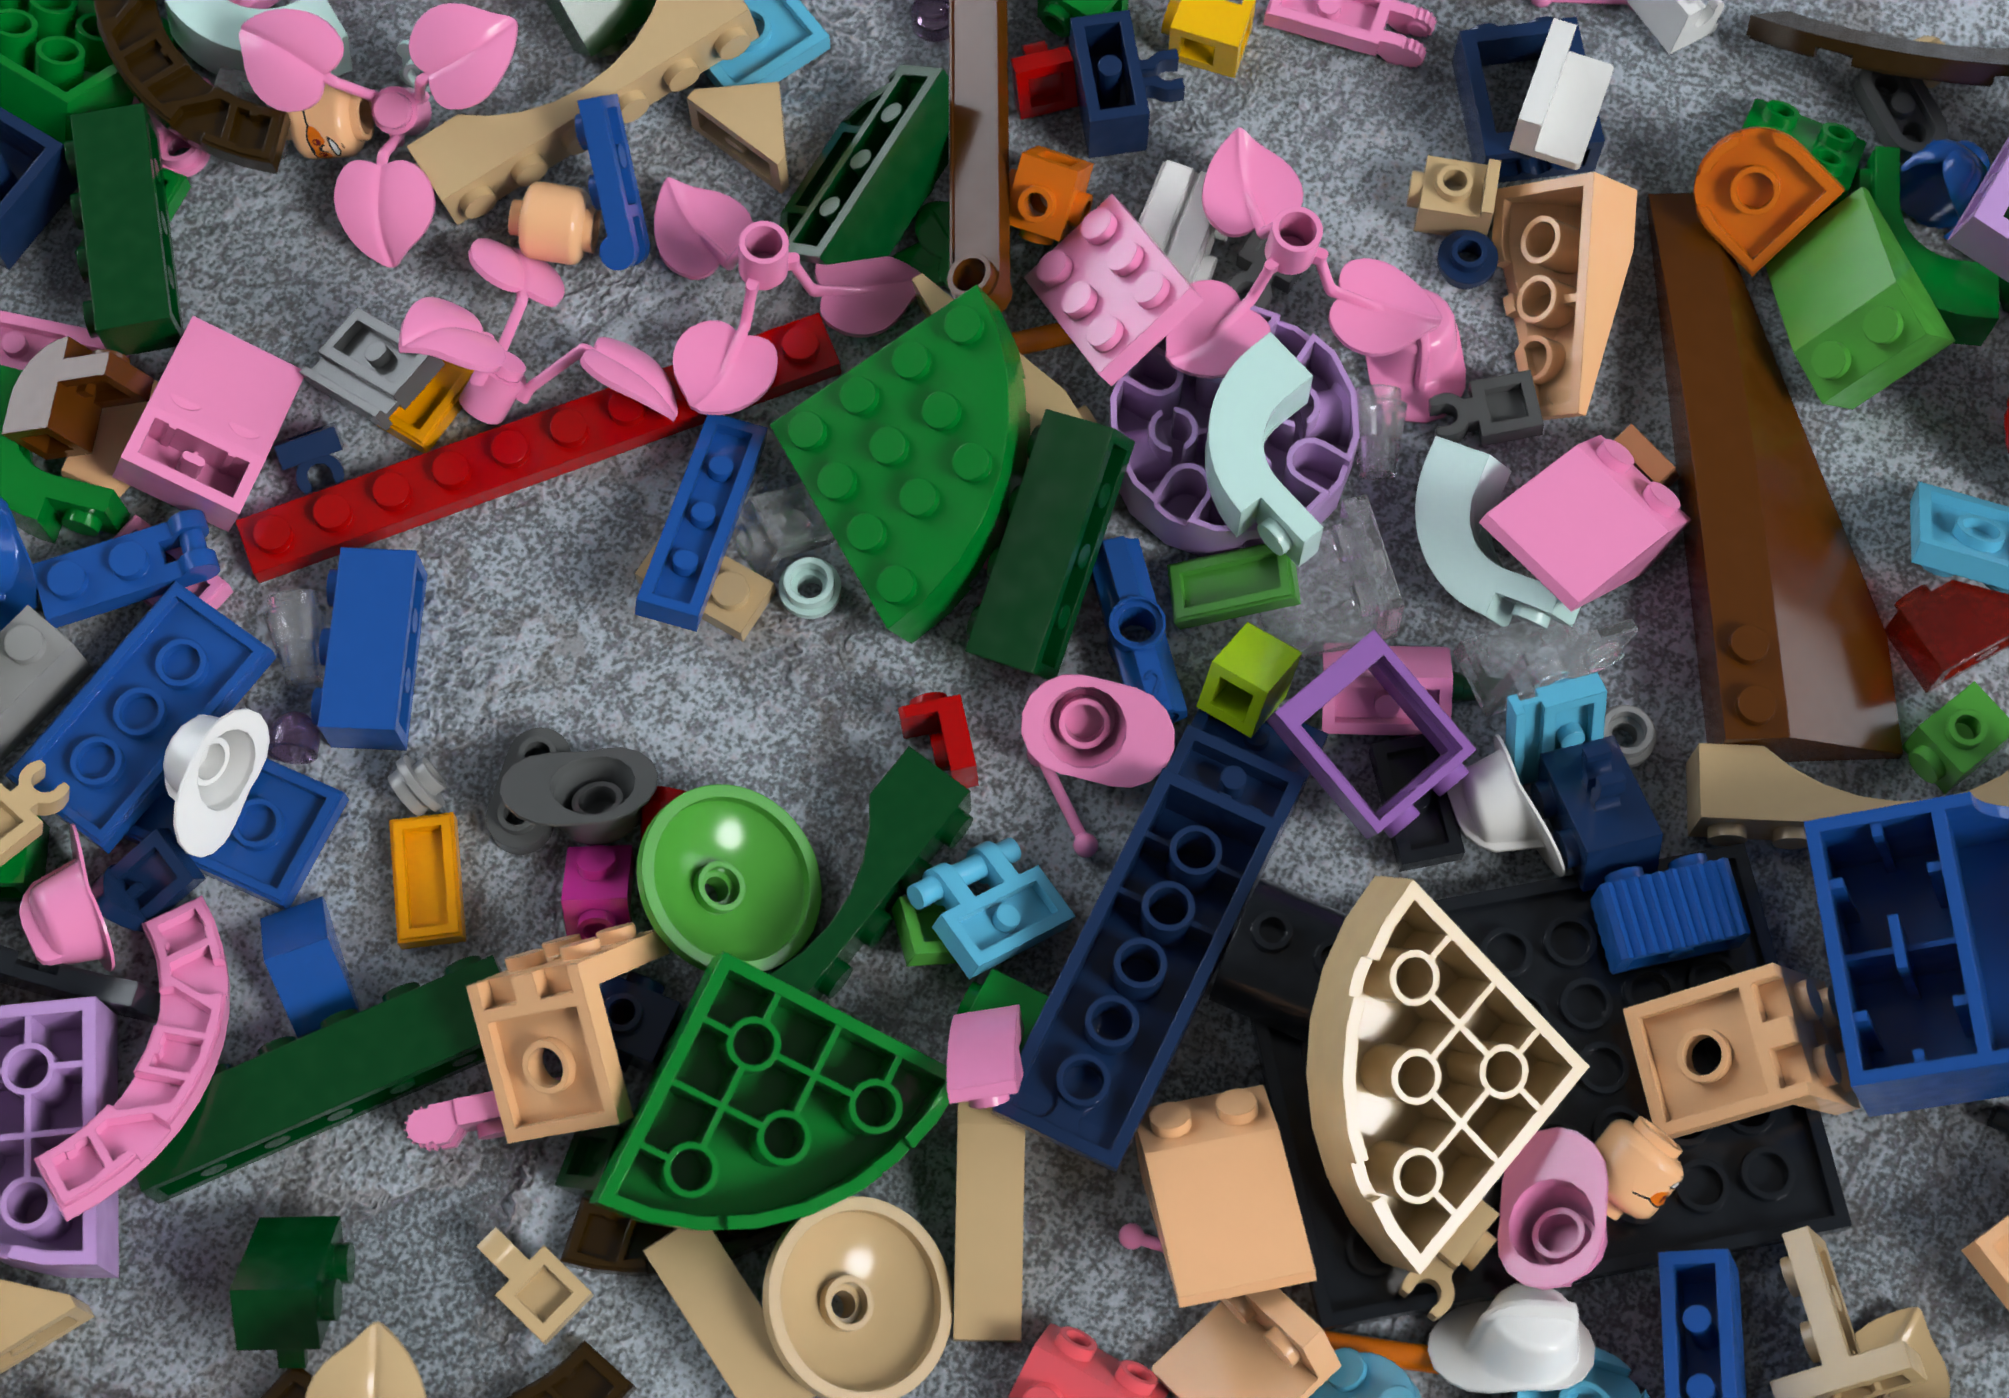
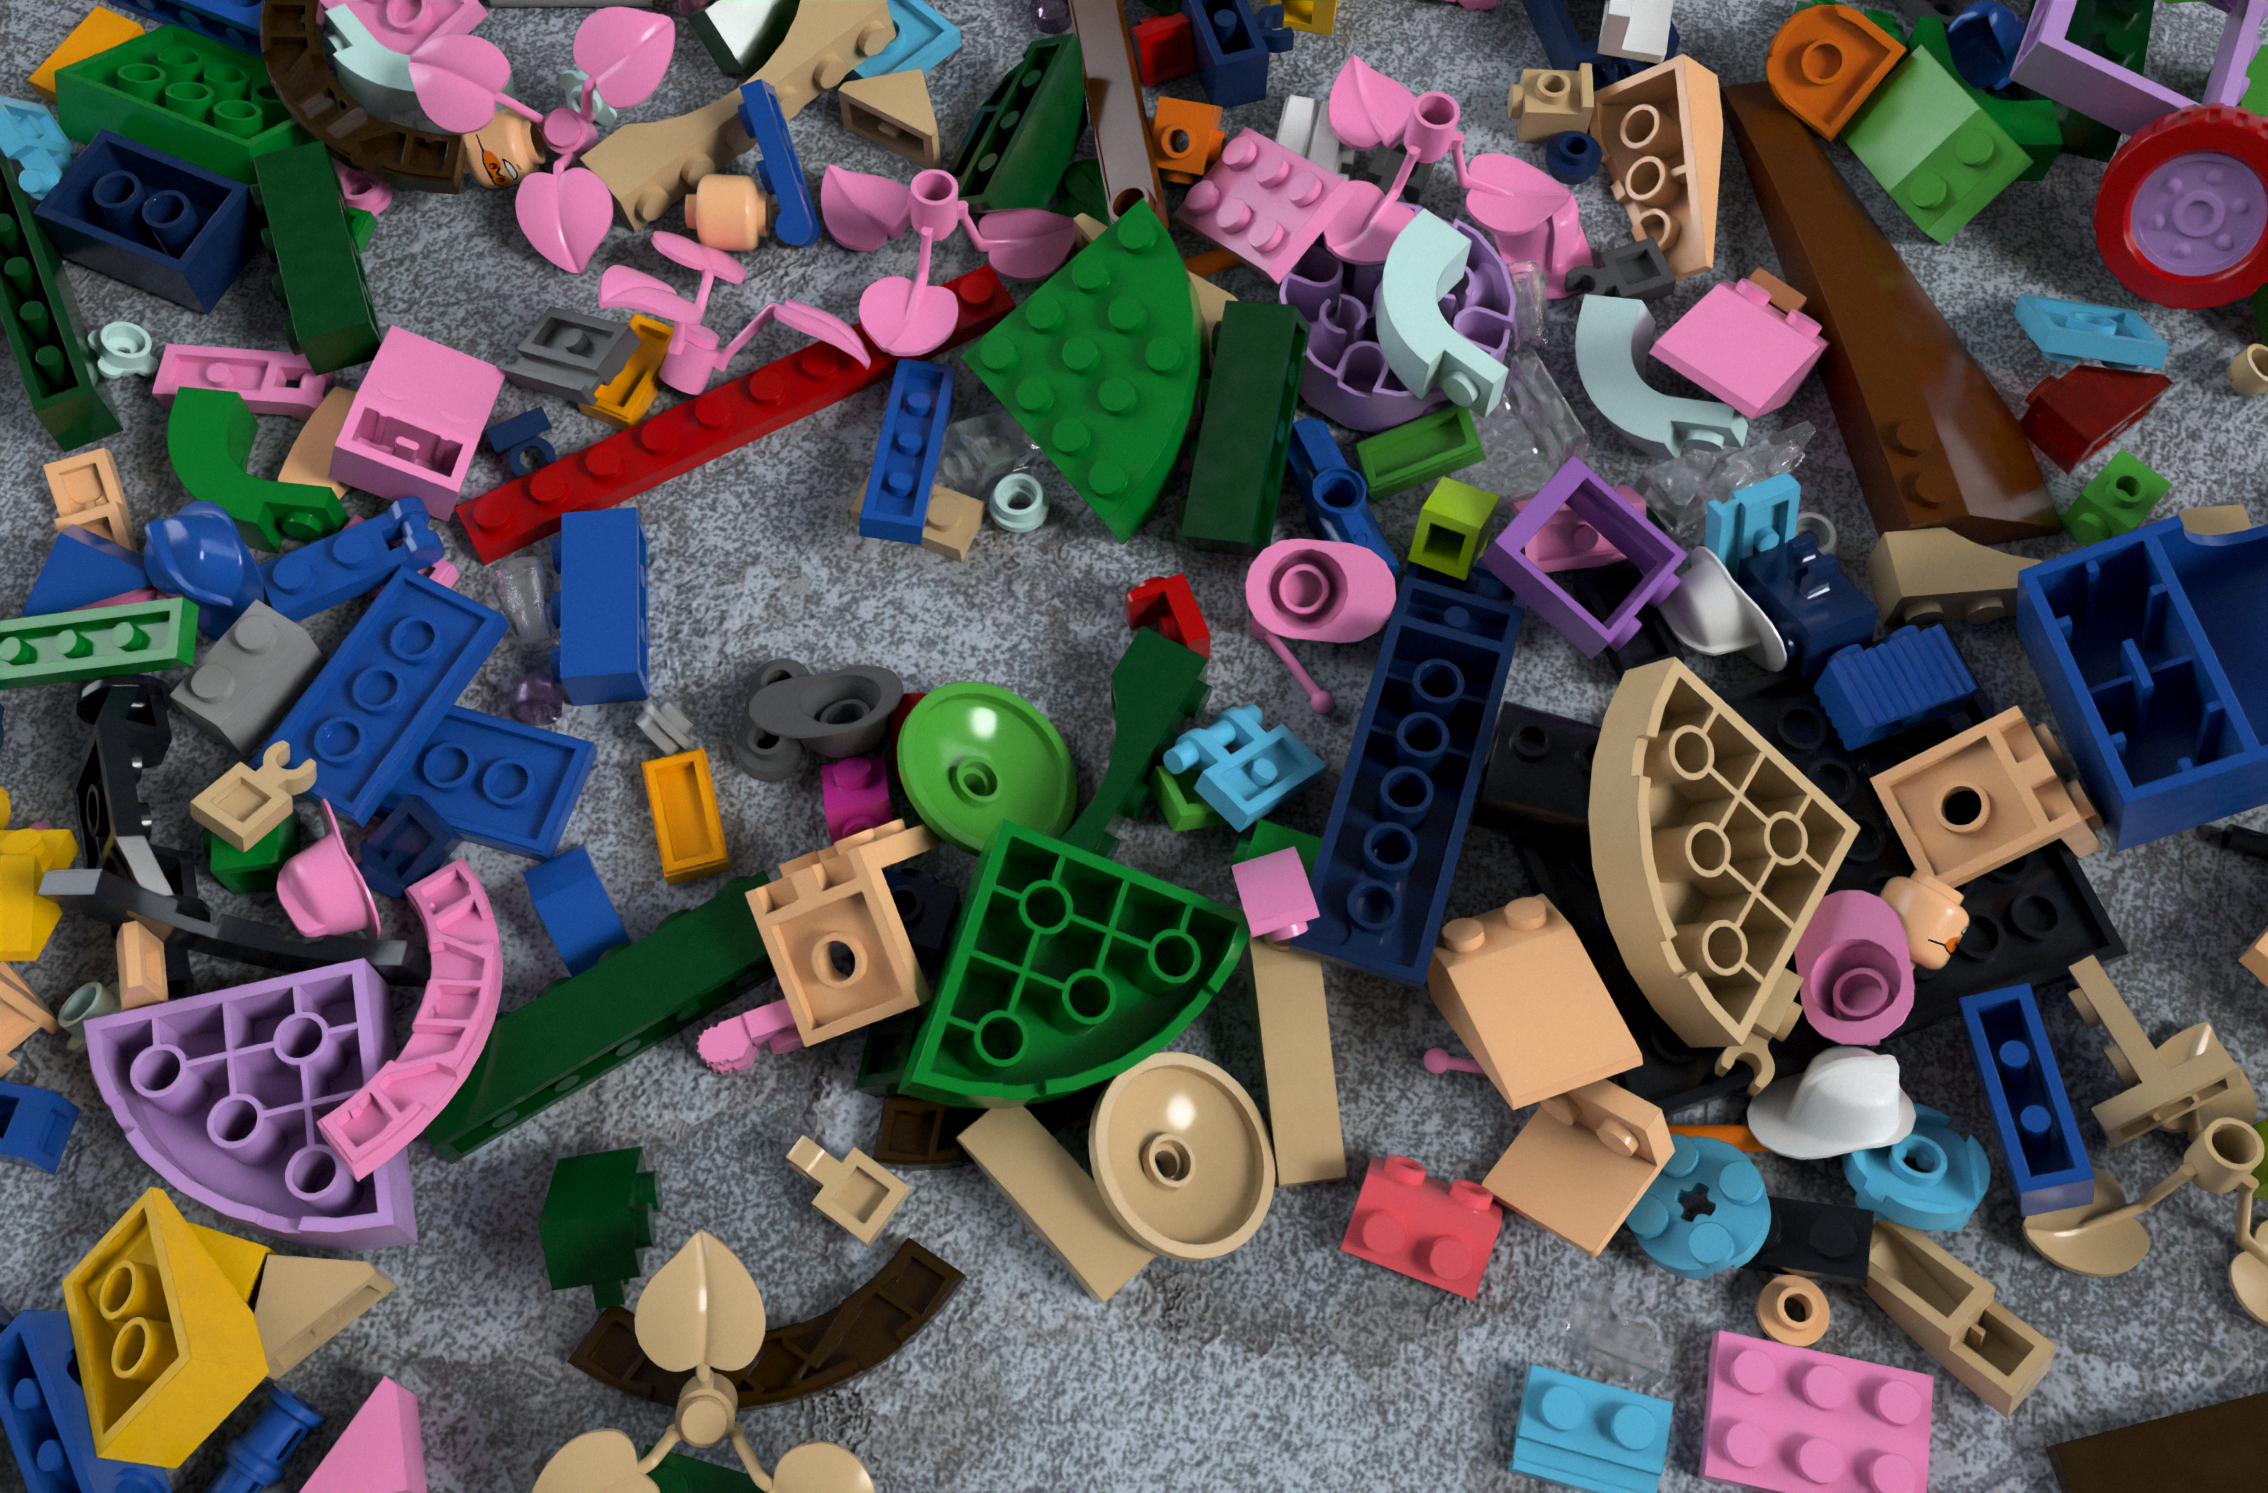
camera: 10 degrees left, 5 degrees down
(63, 394) = (272, 407): reddish brown brick -> none
(210, 775) = (458, 733): white piece -> none

